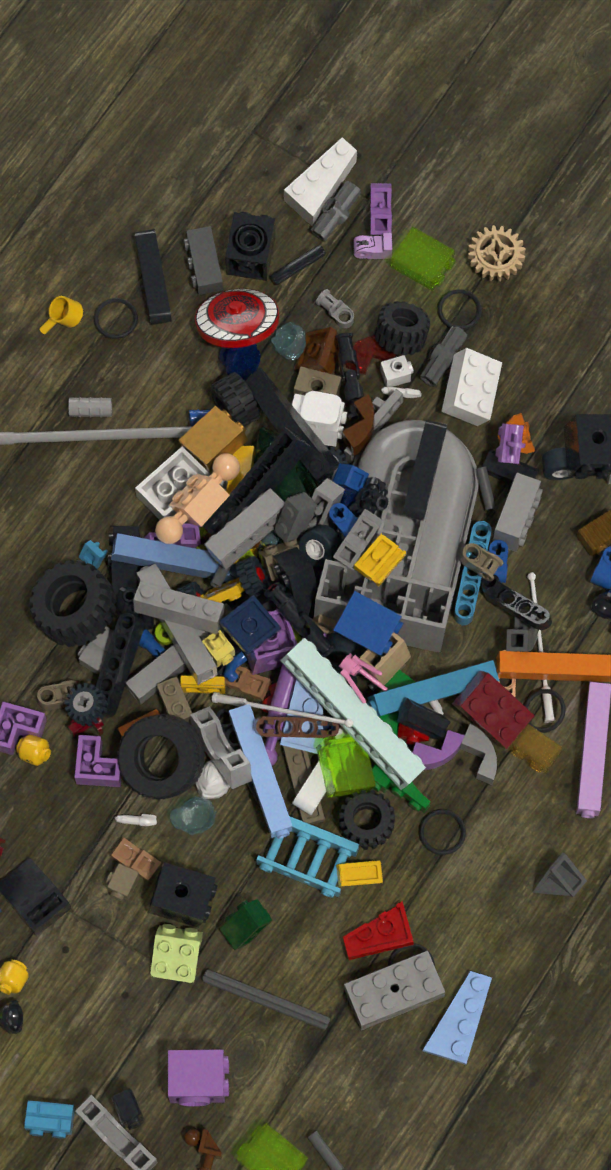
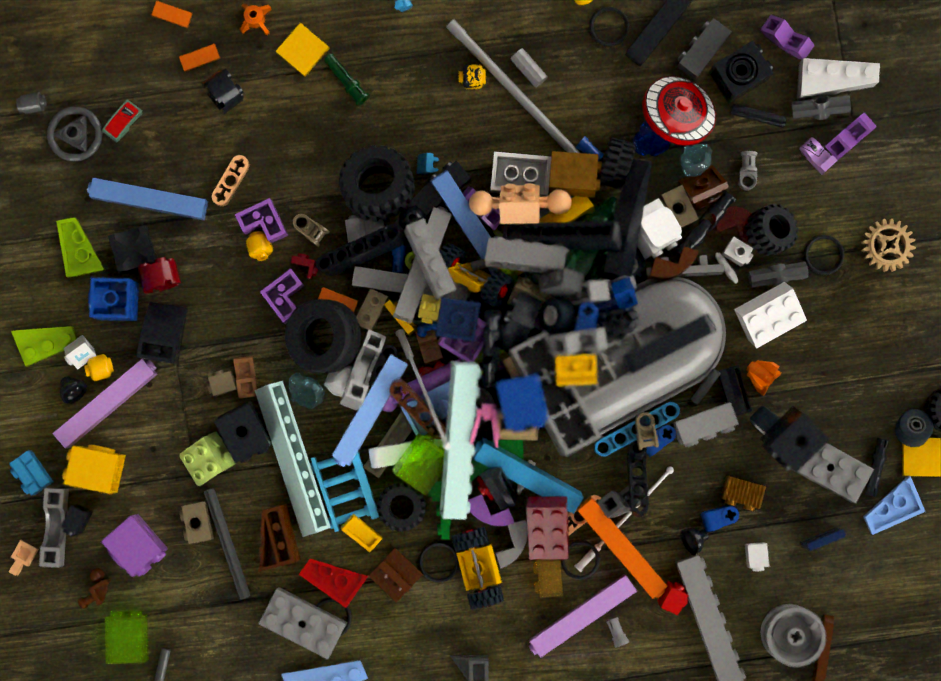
camera: 50 degrees right, 15 degrees up
(48, 998) = (105, 403): none -> lavender brick
(55, 457) = (472, 76): none -> head
(93, 707) = (317, 261): black wheel -> none
(96, 1054) = (94, 468): none -> yellow brick
(144, 820) = (275, 358): white piece -> none
(214, 999) = (200, 511): none -> dark tan brick
(244, 876) = (292, 458): none -> light aqua brick
(246, 923) = (261, 489): dark green brick -> none
(250, 193) = (783, 36): none -> medium lavender brick
(302, 949) = (277, 539): none -> reddish brown wedge
(422, 877) = (395, 575): none -> reddish brown bracket
(423, 259) = (838, 198): clear neon green brick -> none
(476, 799) = (478, 568): none -> plate
(510, 443) = (749, 379): medium lavender hips -> none

